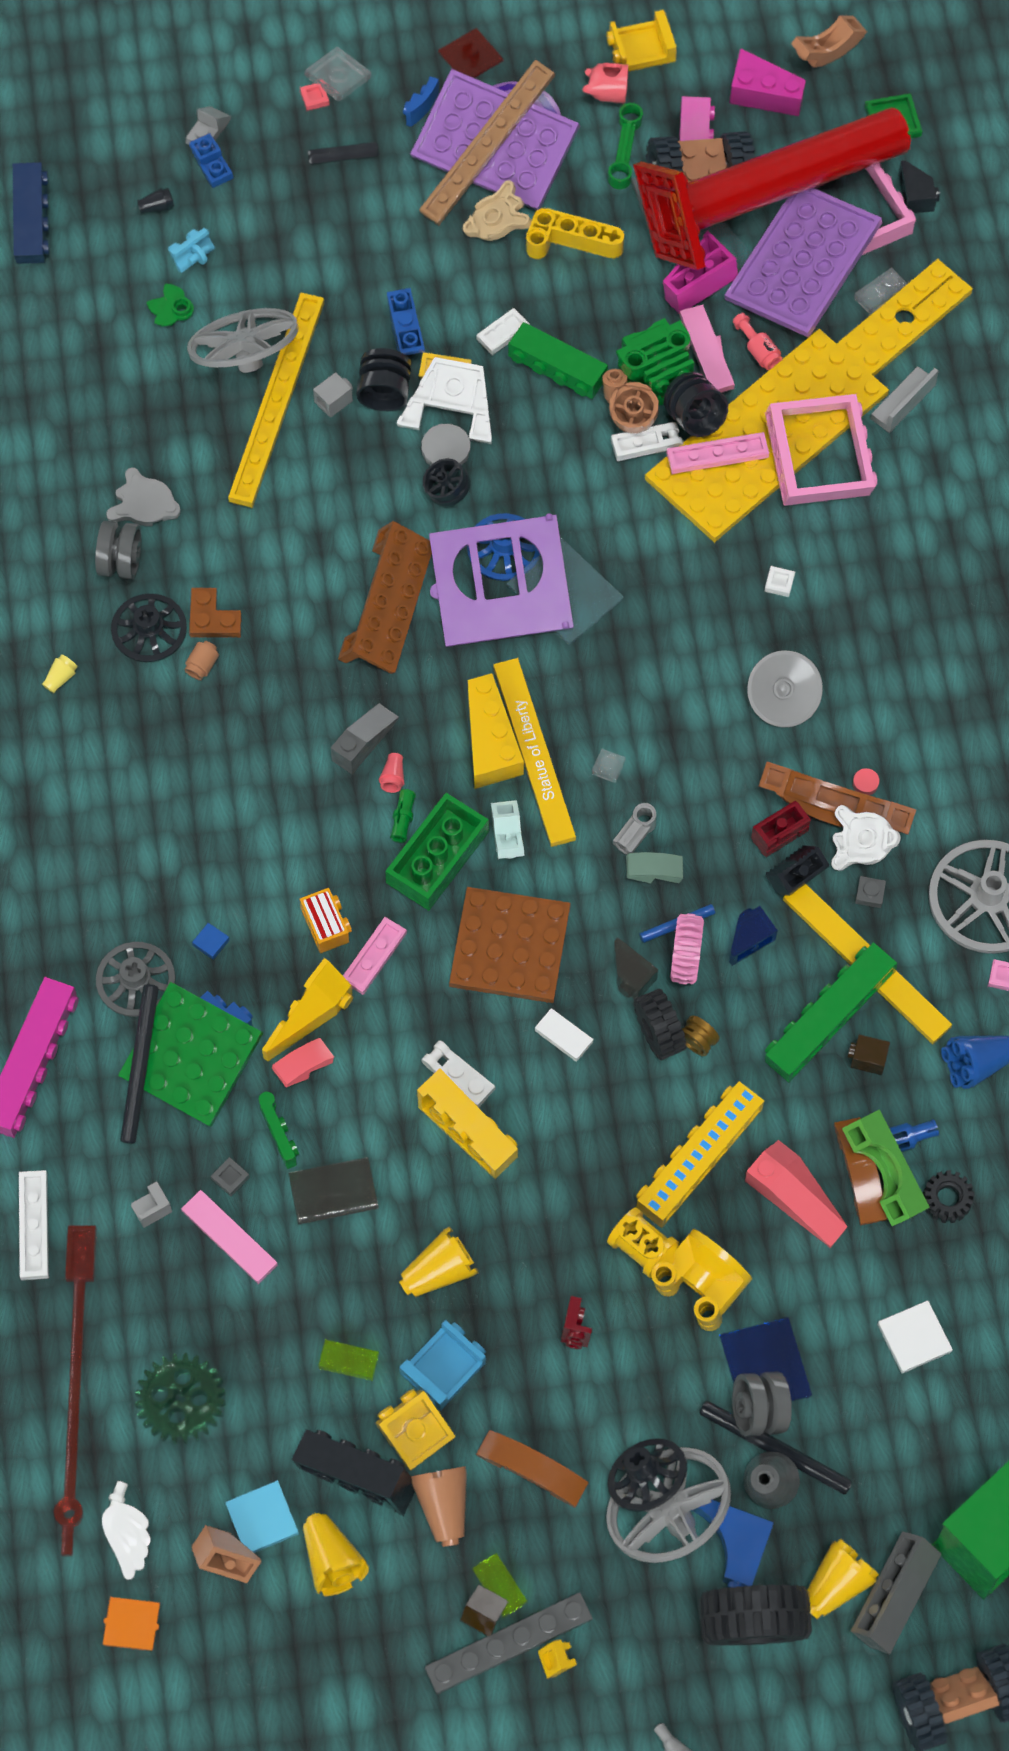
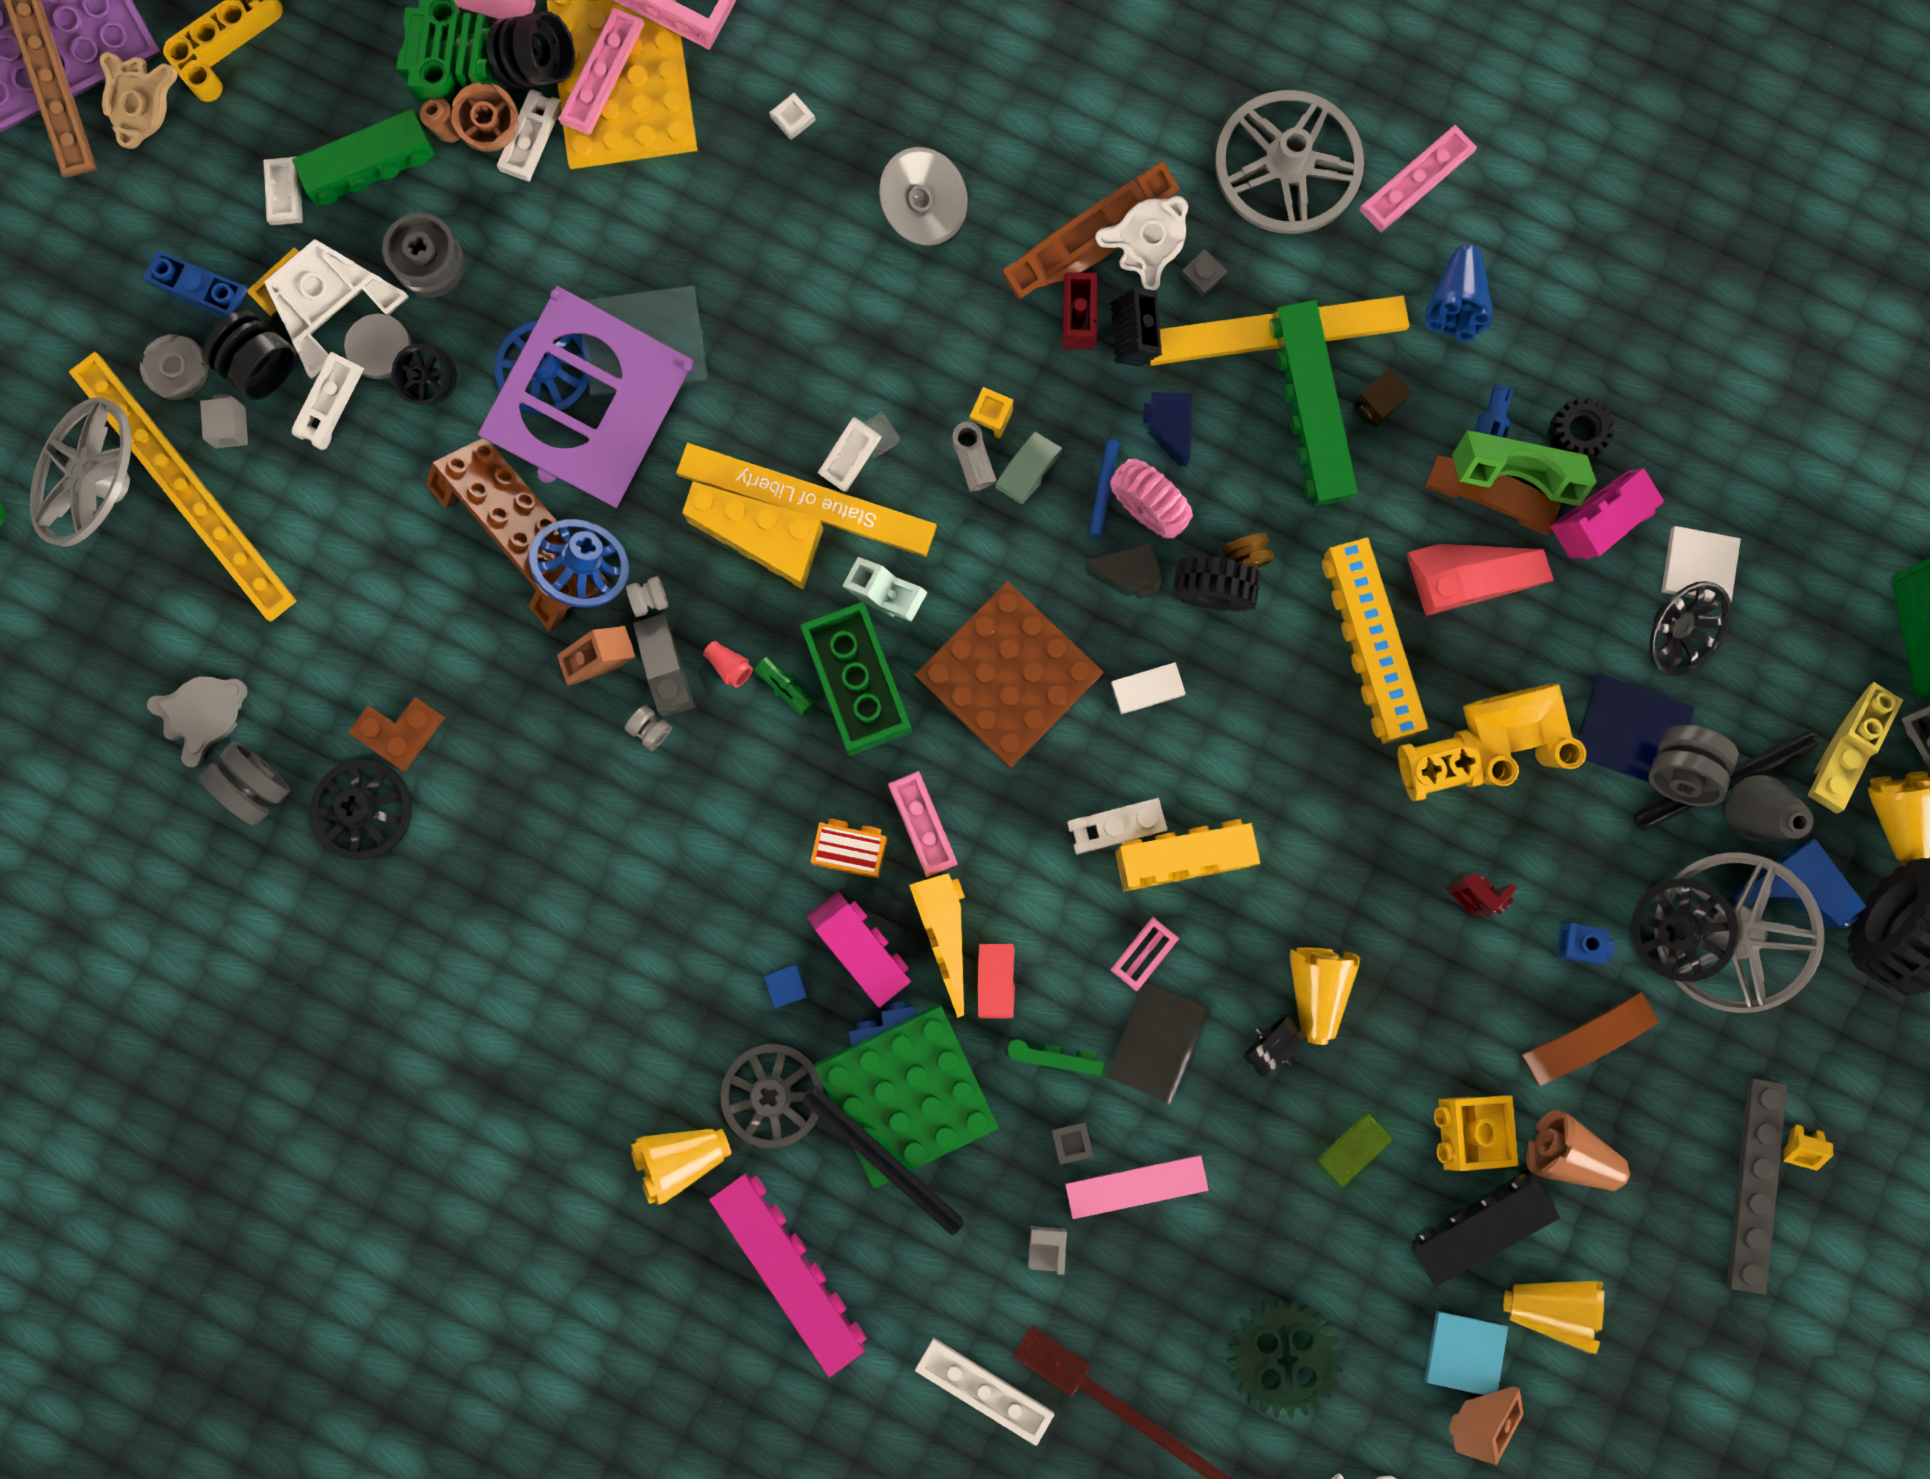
camera: 55 degrees left, 15 degrees up
(56, 944) = (677, 1160): none -> yellow cone
(60, 672) = (347, 945): light yellow cone -> none
(201, 660) = (445, 779): nougat brick -> none
(264, 965) = (859, 948): none -> dark pink wedge
(317, 754) = (648, 727): none -> light grey wheel
(342, 693) = (596, 654): none -> nougat slope
(346, 345) = (174, 367): none -> light grey tile
(380, 1257) = (1274, 1046): none -> black wheel
(385, 1155) = (1162, 931): none -> bright pink tile
(389, 440) = (327, 400): none -> white plate
(396, 642) = (582, 556): none -> blue wheel
(401, 698) = (650, 595): none -> light grey wheel
(444, 1364) = (1426, 1056): dark azure panel -> none
(483, 1610) = (1717, 1190): panel -> none
(497, 1579) = (1692, 1154): clear neon green tile -> none
(521, 433) = (424, 255): none -> dark grey wheel
(581, 755) = (849, 454): none -> white plate
(589, 1408) = (1573, 944): none -> blue brick
(673, 821) = (992, 411): none -> yellow panel
(858, 1344) = (1680, 623): none -> black wheel
(860, 1516) = (1852, 746): none -> light yellow slope
(866, 781) = (1080, 191): coral tile -> none
(899, 1248) = (1607, 515): none -> dark pink wedge

